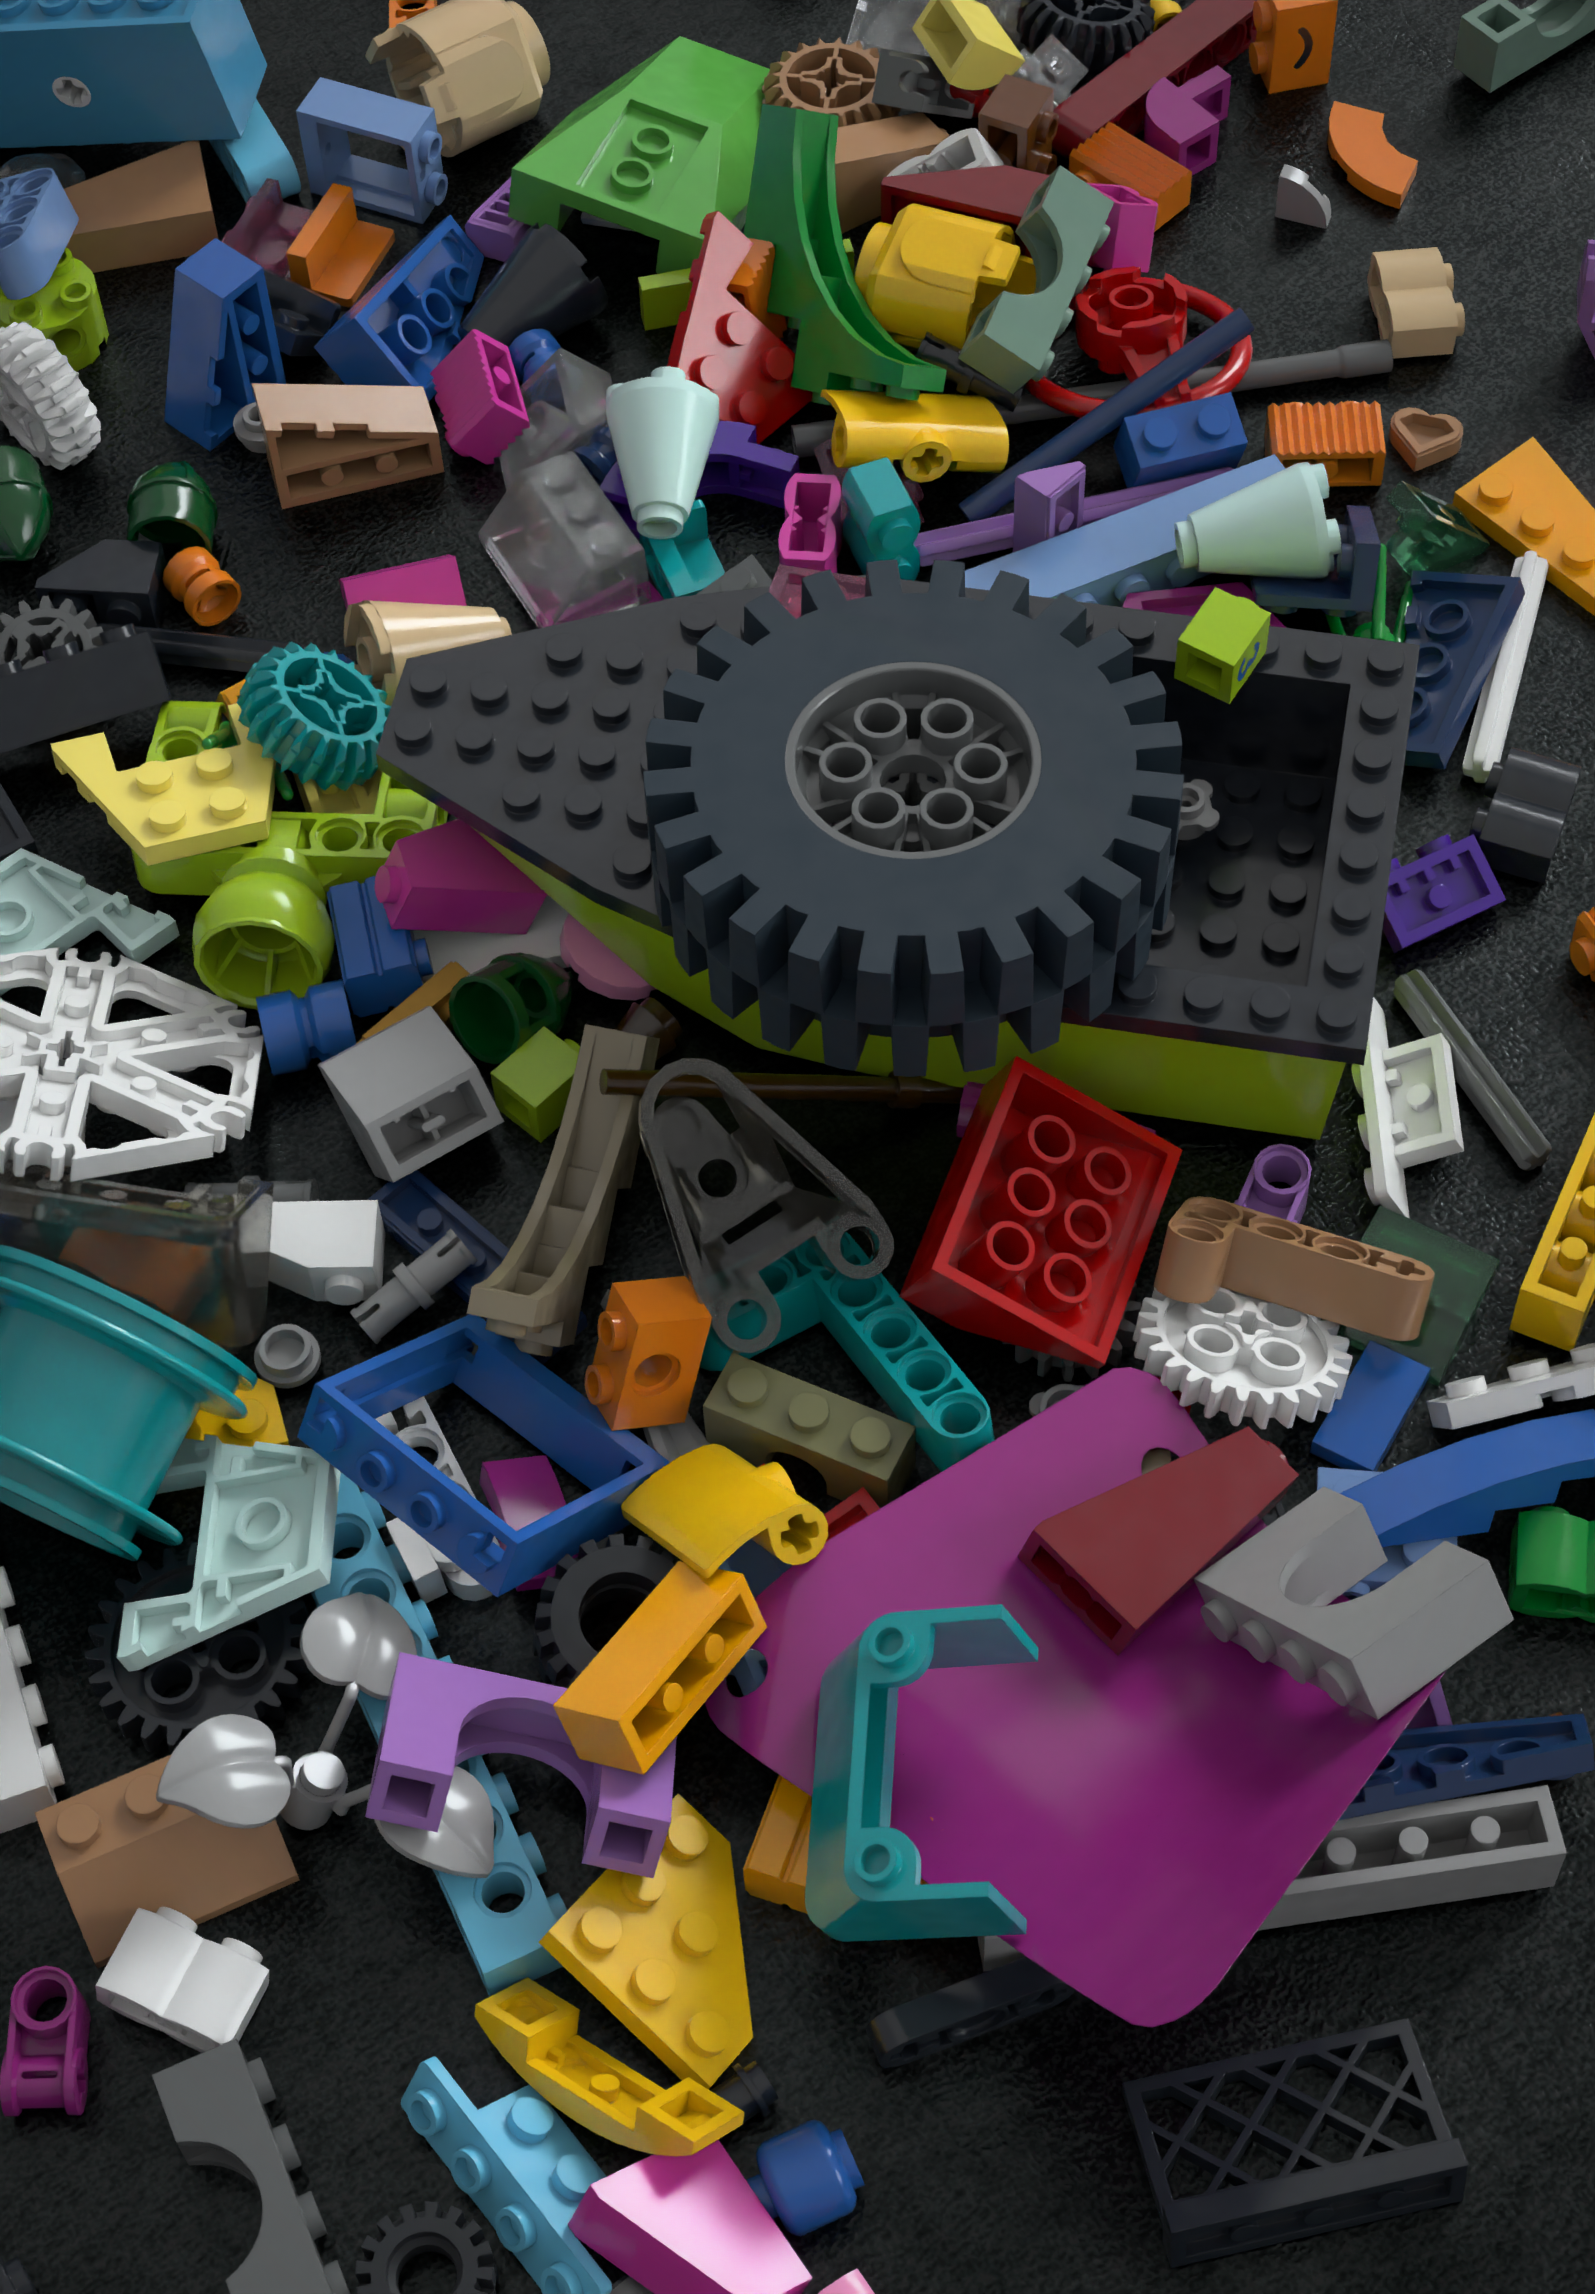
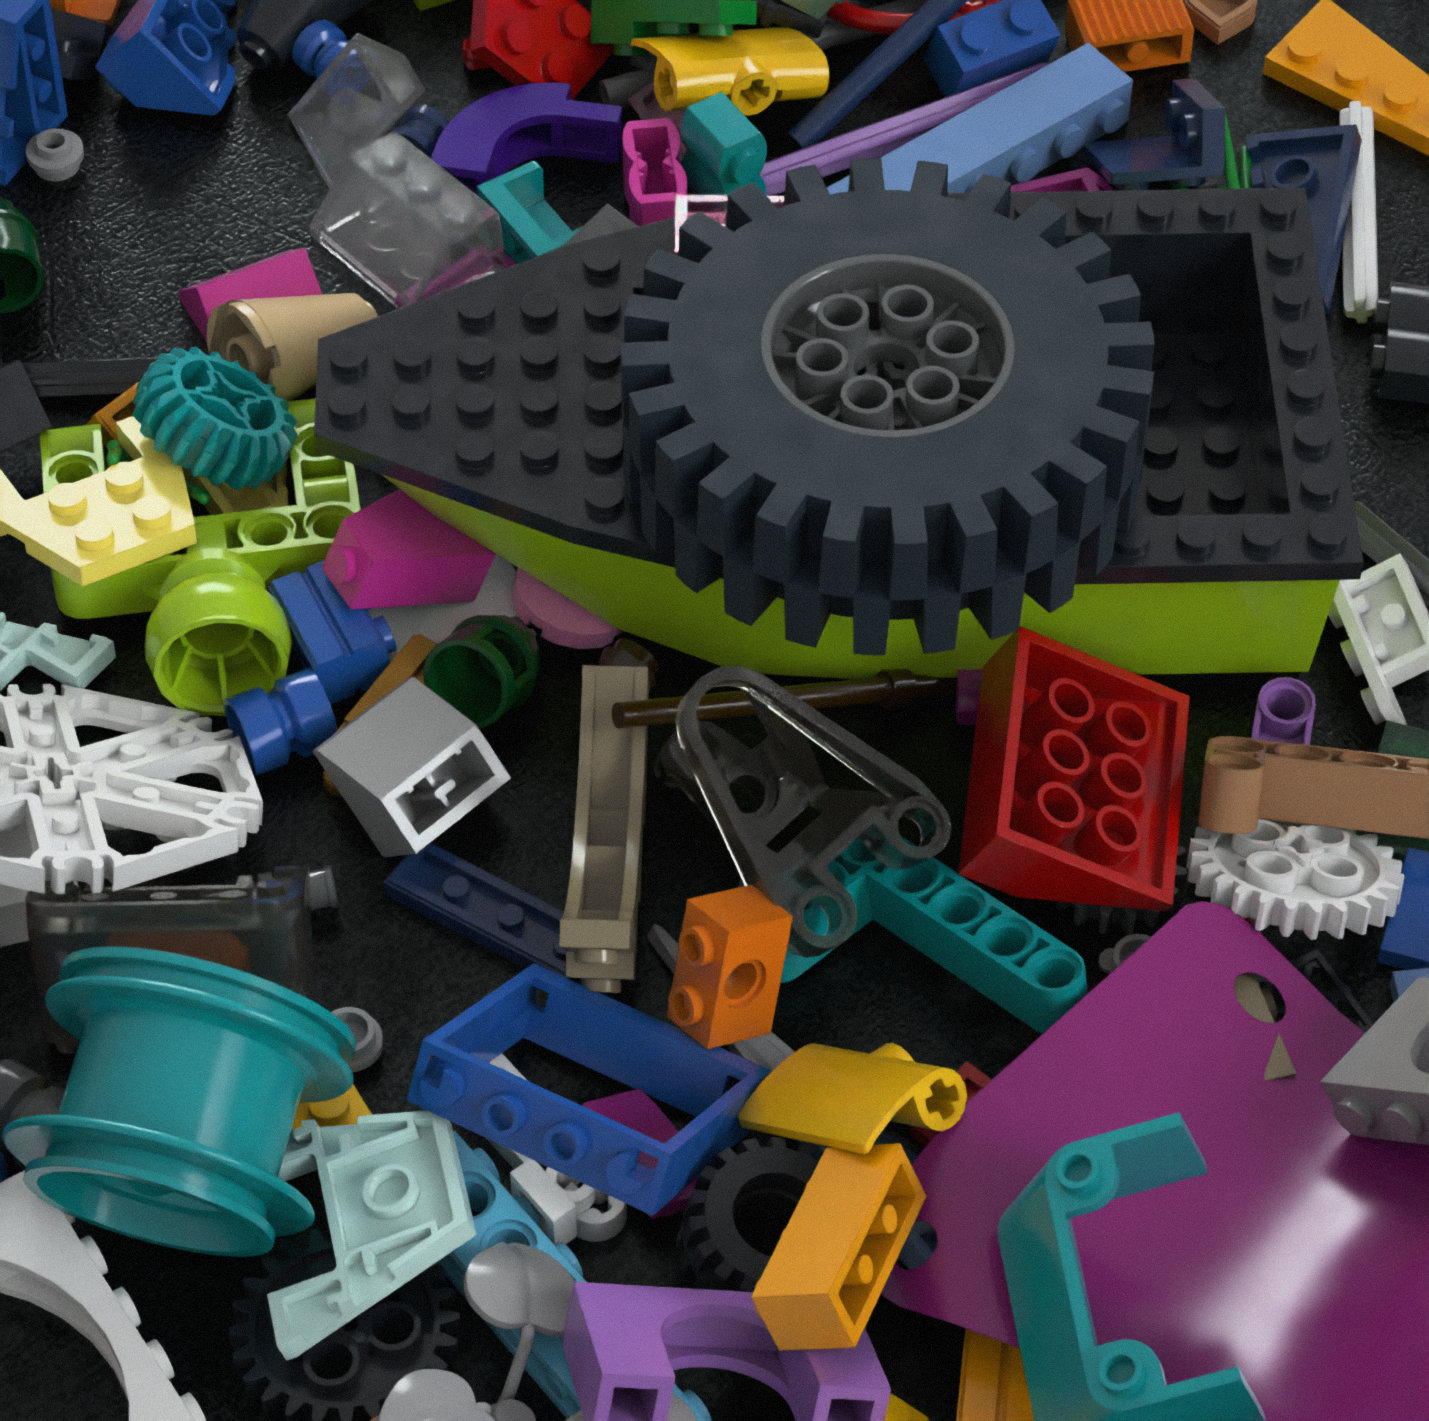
camera: 15 degrees left, 5 degrees down
(202, 586) = (47, 319): orange wheel -> none
(328, 1249) = (366, 931): white slope -> none
(345, 438) = (150, 152): medium nougat wedge -> none
(413, 1286) = (461, 950): light grey pin -> none
(479, 398) = (279, 95): dark pink brick -> none
(536, 1083) = (536, 737): lime brick -> none
(661, 445) = (490, 110): light aqua cone -> none
(771, 1412) = (866, 1005): olive arch -> none
(1048, 503) = (885, 116): medium lavender slope -> none
(1144, 1541) = (1267, 1052): dark red slope -> none
(1222, 645) = (1128, 208): lime brick -> none
(1265, 529) = (1106, 110): light aqua cone -> none
(1431, 532) = (1255, 97): clear green slope -> none
(1438, 890) = (1372, 416): dark purple bracket -> none

